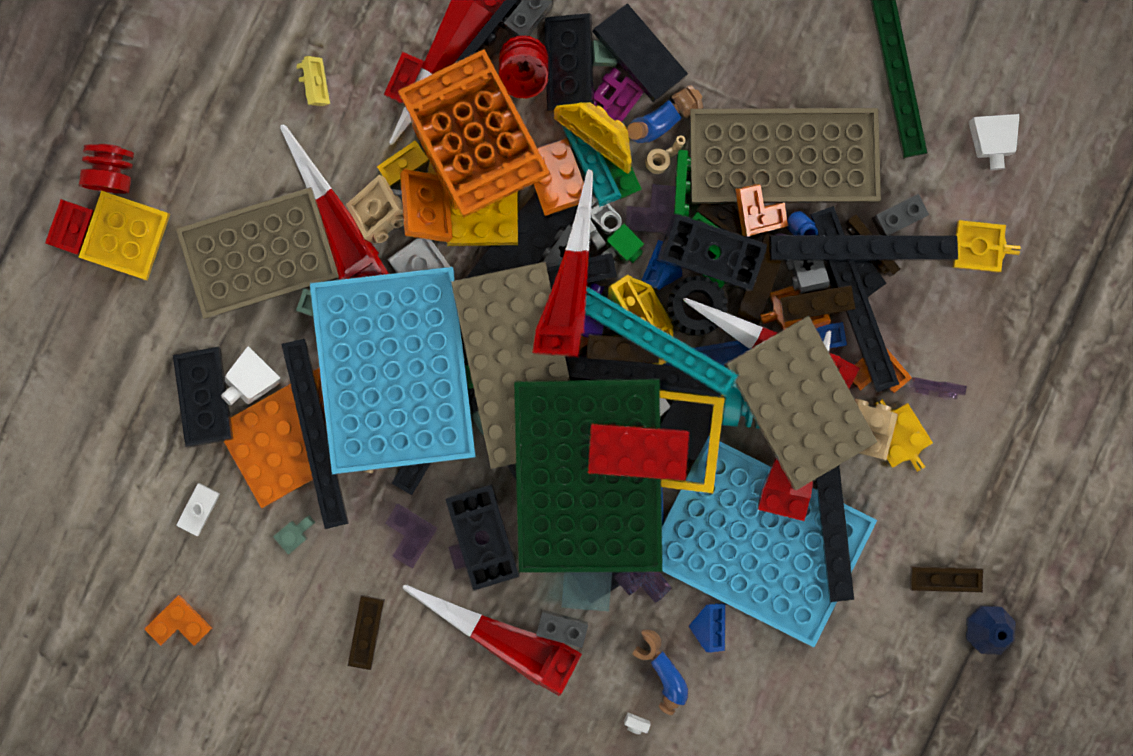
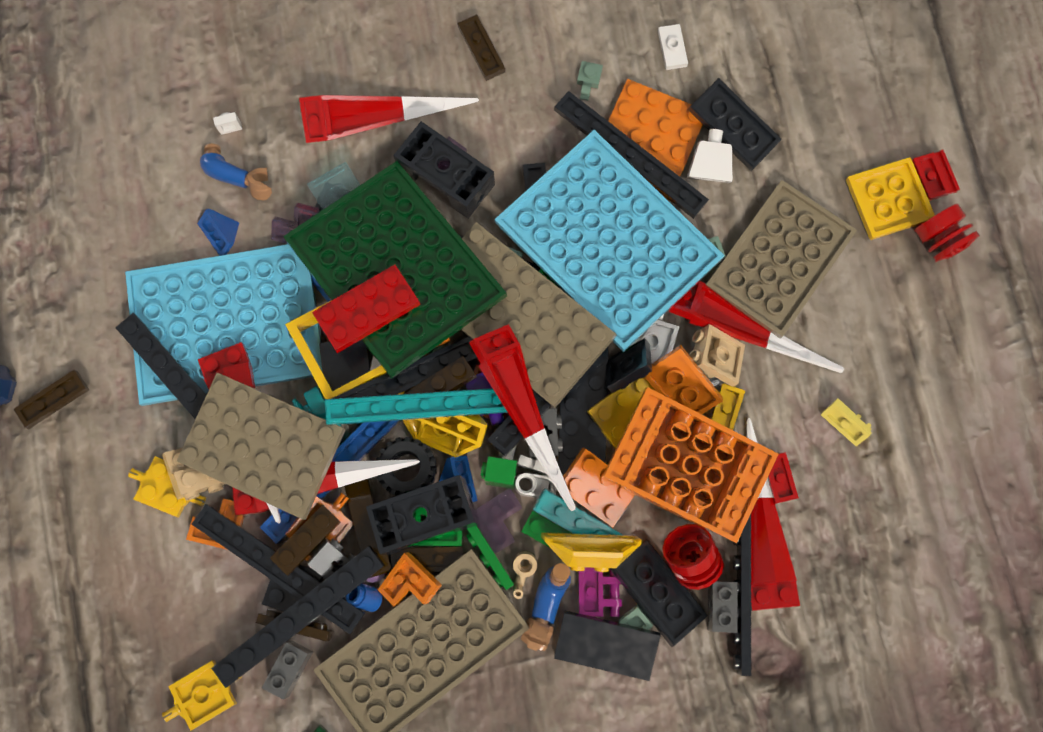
camera: 145 degrees right, 10 degrees down
(416, 531) = (501, 143): clear purple plate -> none
(457, 251) = (629, 366): none -> black plate
(562, 628) = (334, 149): dark grey brick -> none
(944, 389) = (145, 551): clear purple plate -> none

